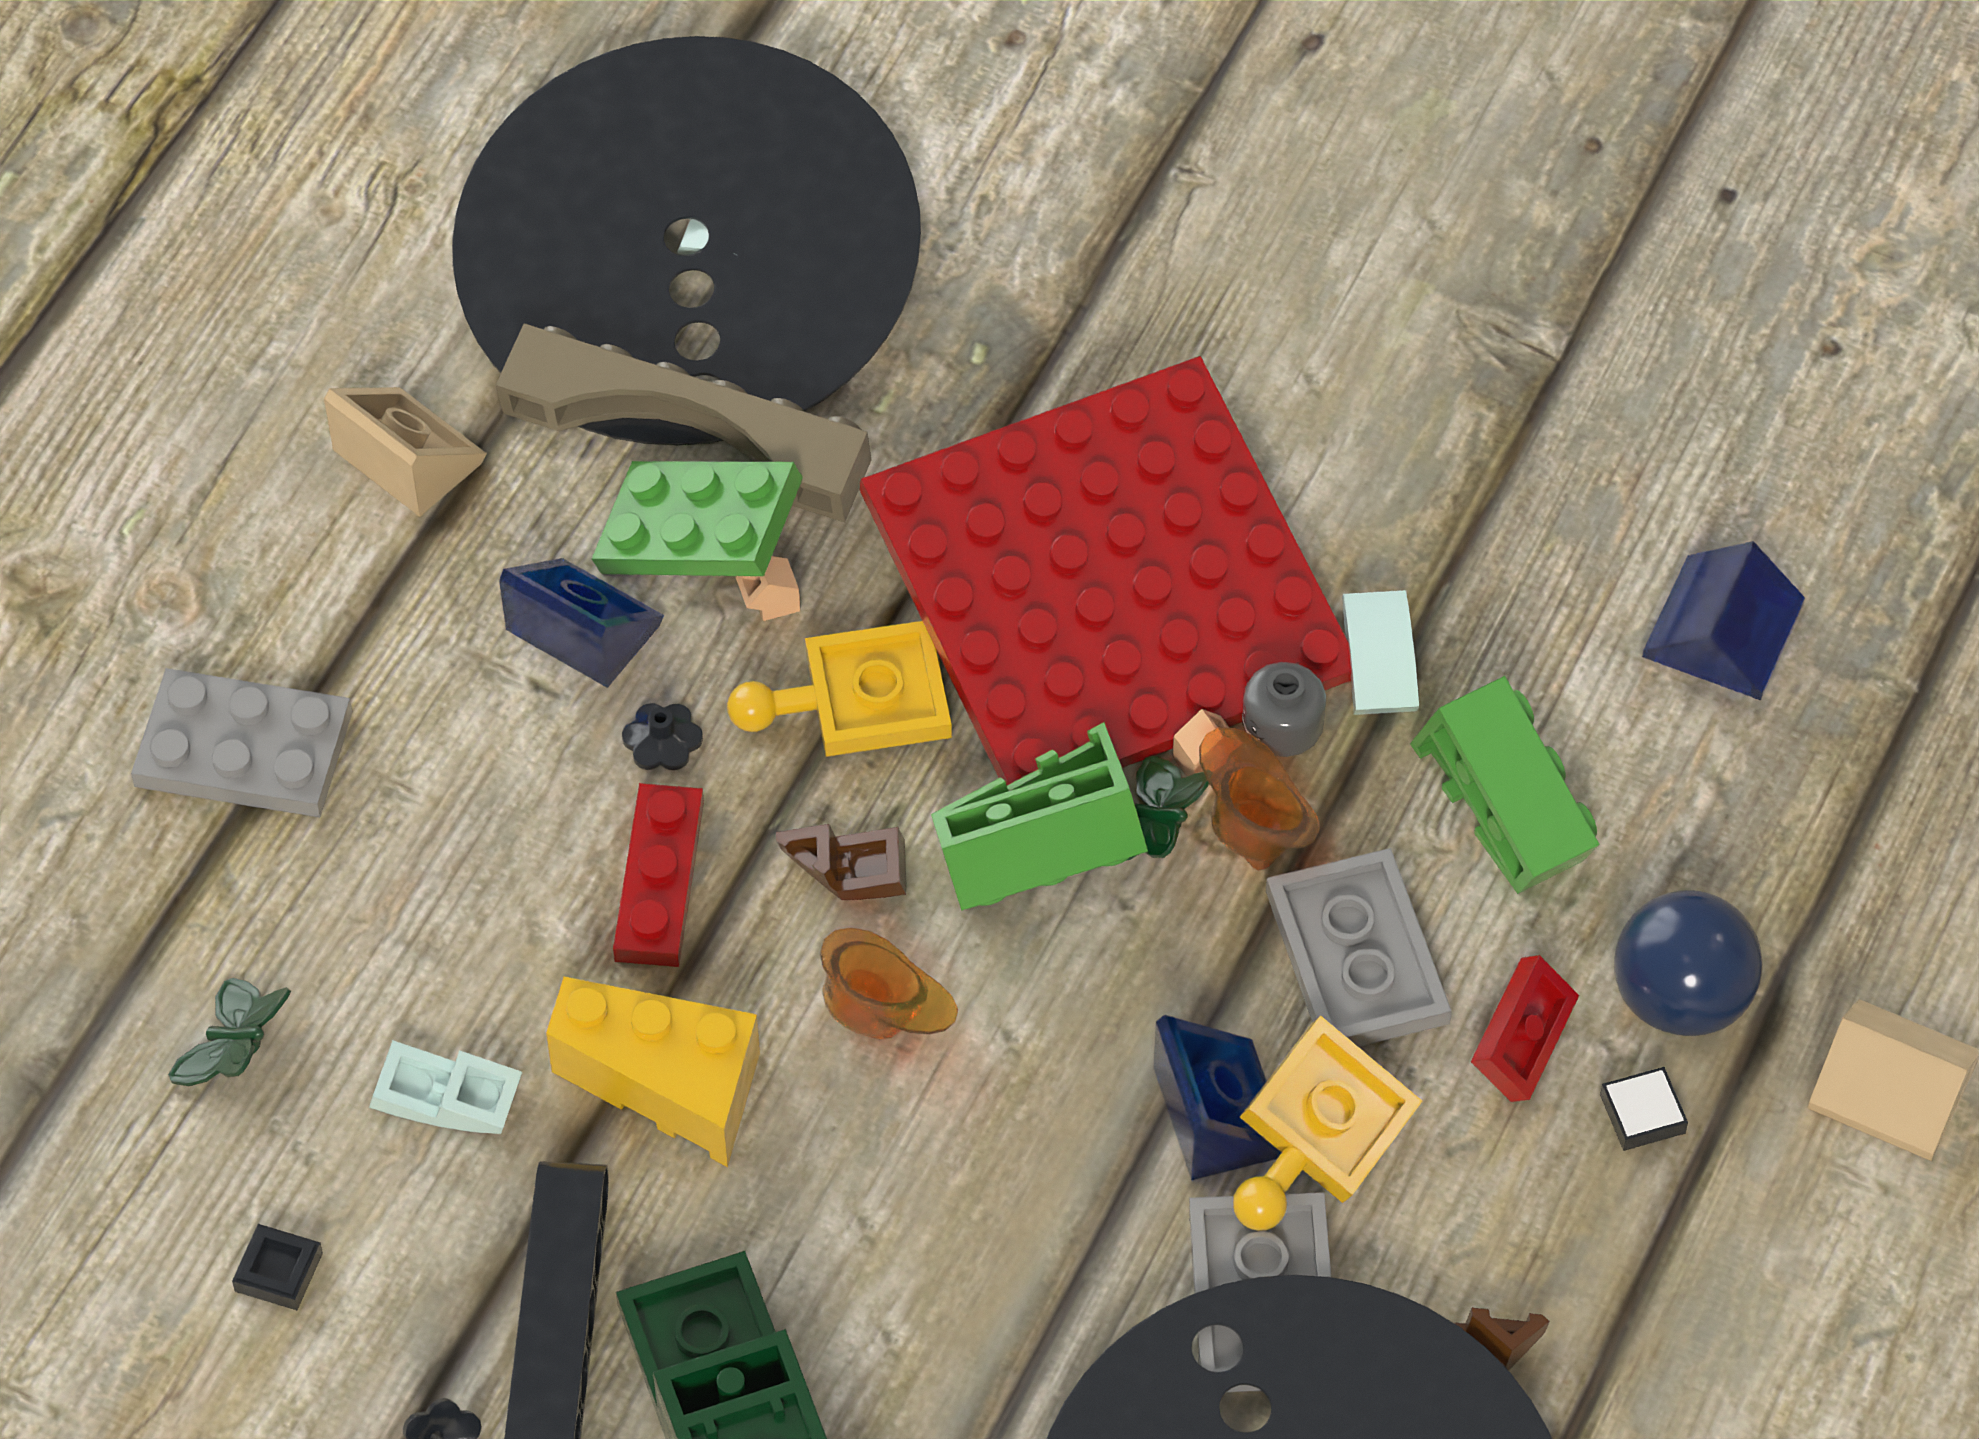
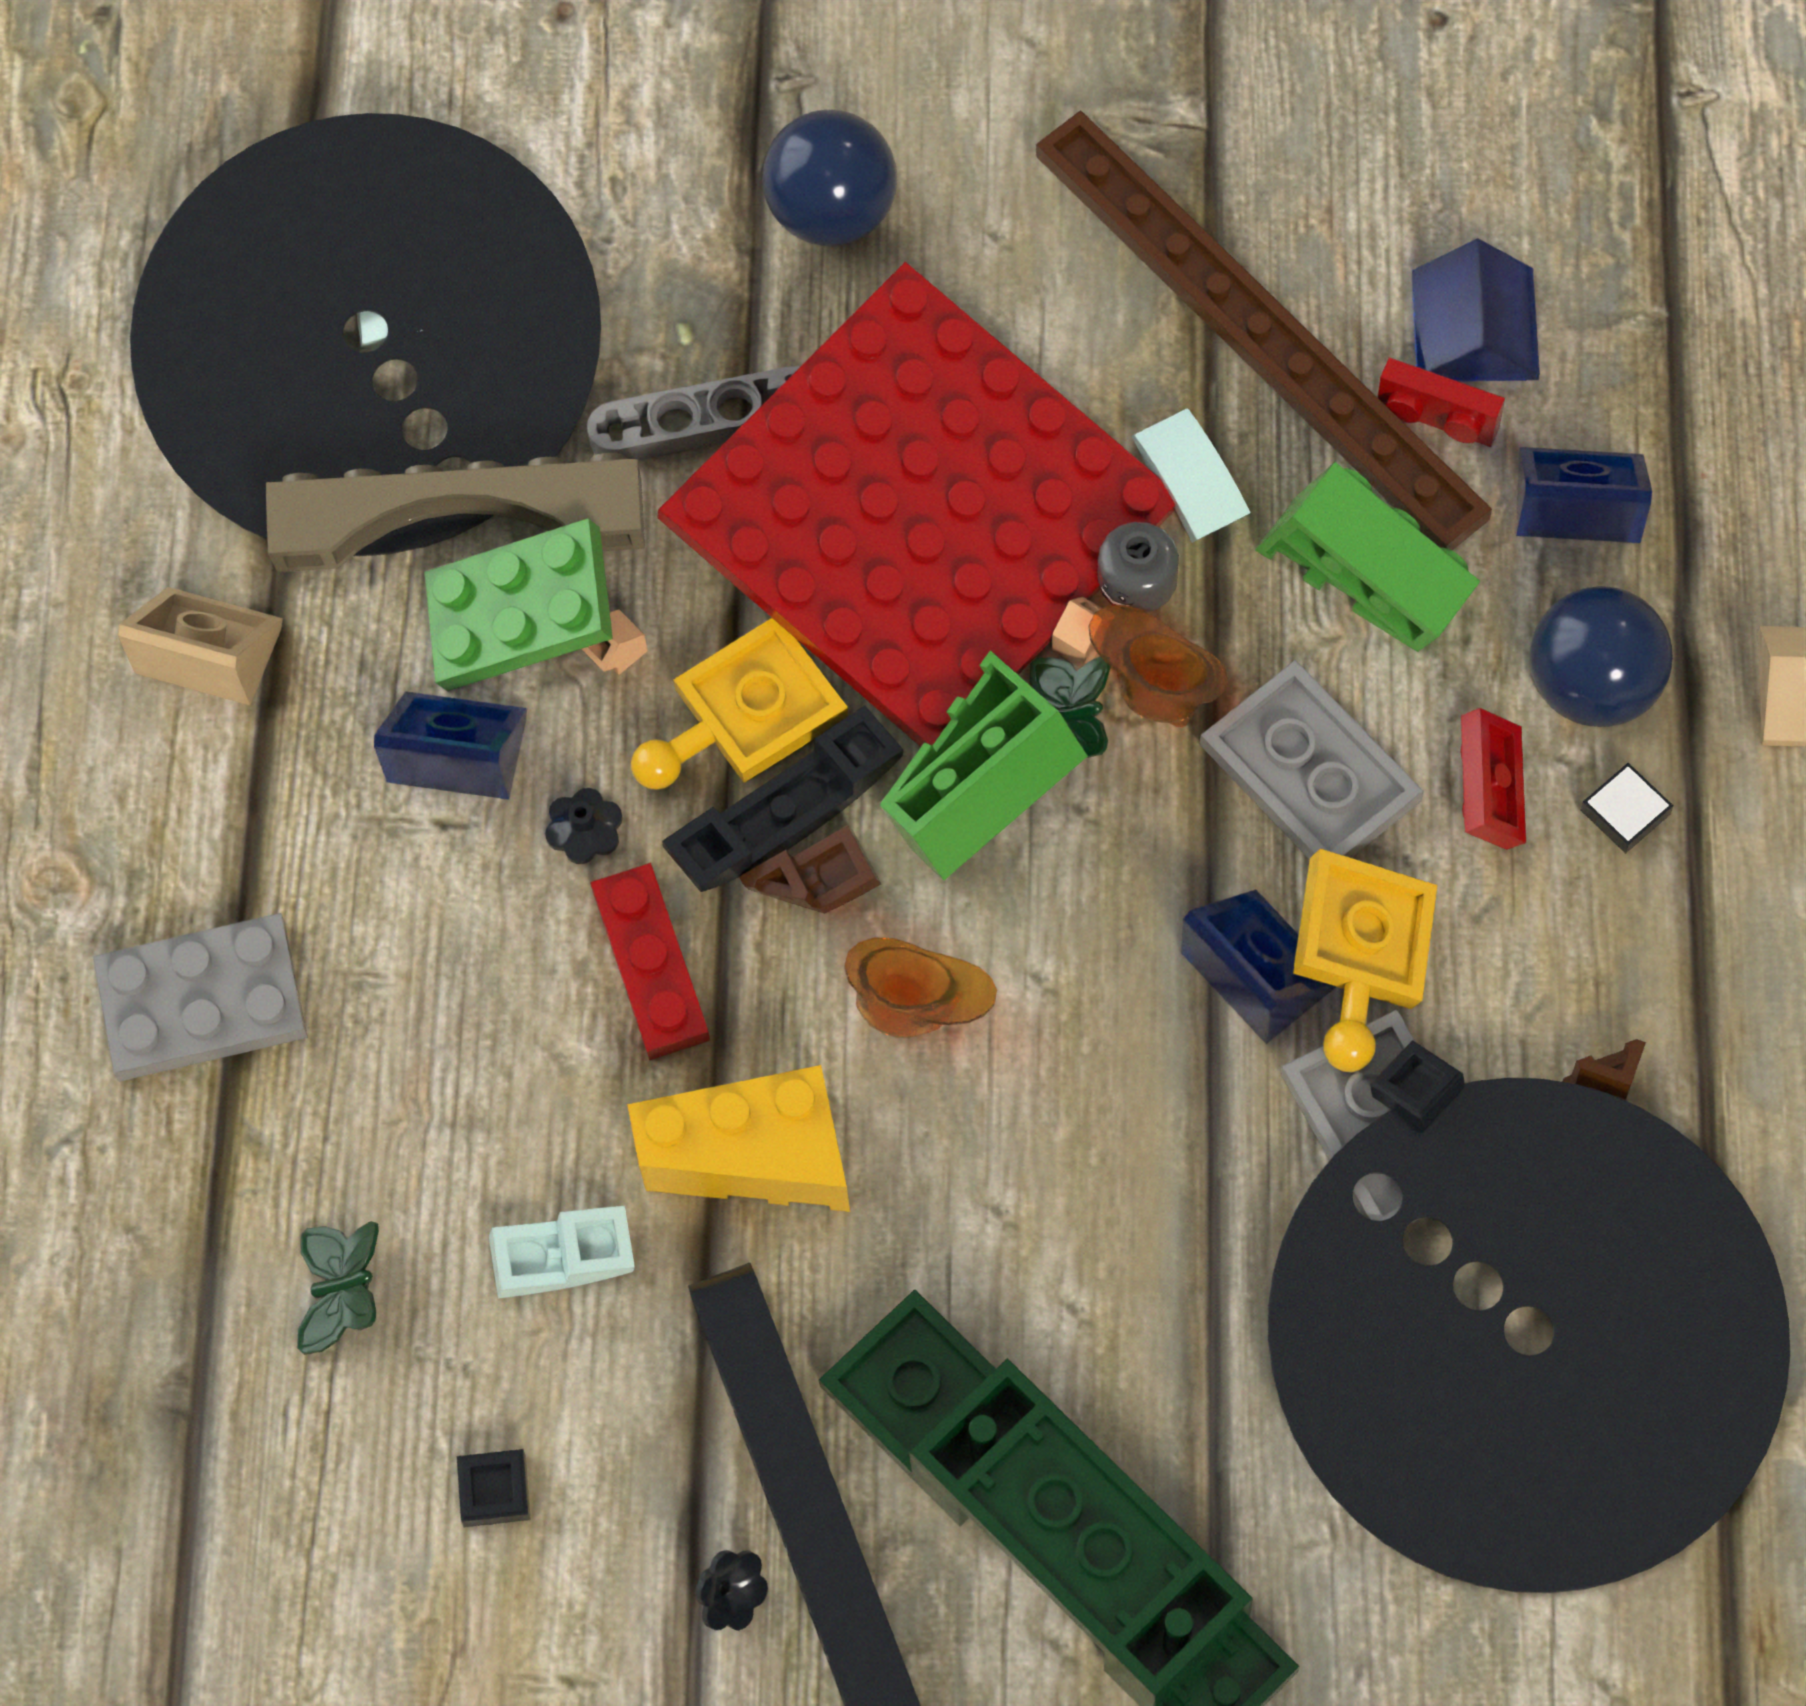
camera: 20 degrees left, 10 degrees up
(854, 792) = (787, 807): none -> black slope
(959, 413) = (699, 400): none -> light grey beam
(1173, 262) = (829, 177): none -> dark blue piece
(1304, 1262) = (1417, 1085): none -> black tile
(1515, 557) = (1263, 332): none -> reddish brown plate
(1649, 678) = (1440, 402): none -> red plate
(1743, 814) = (1582, 495): none -> clear blue slope

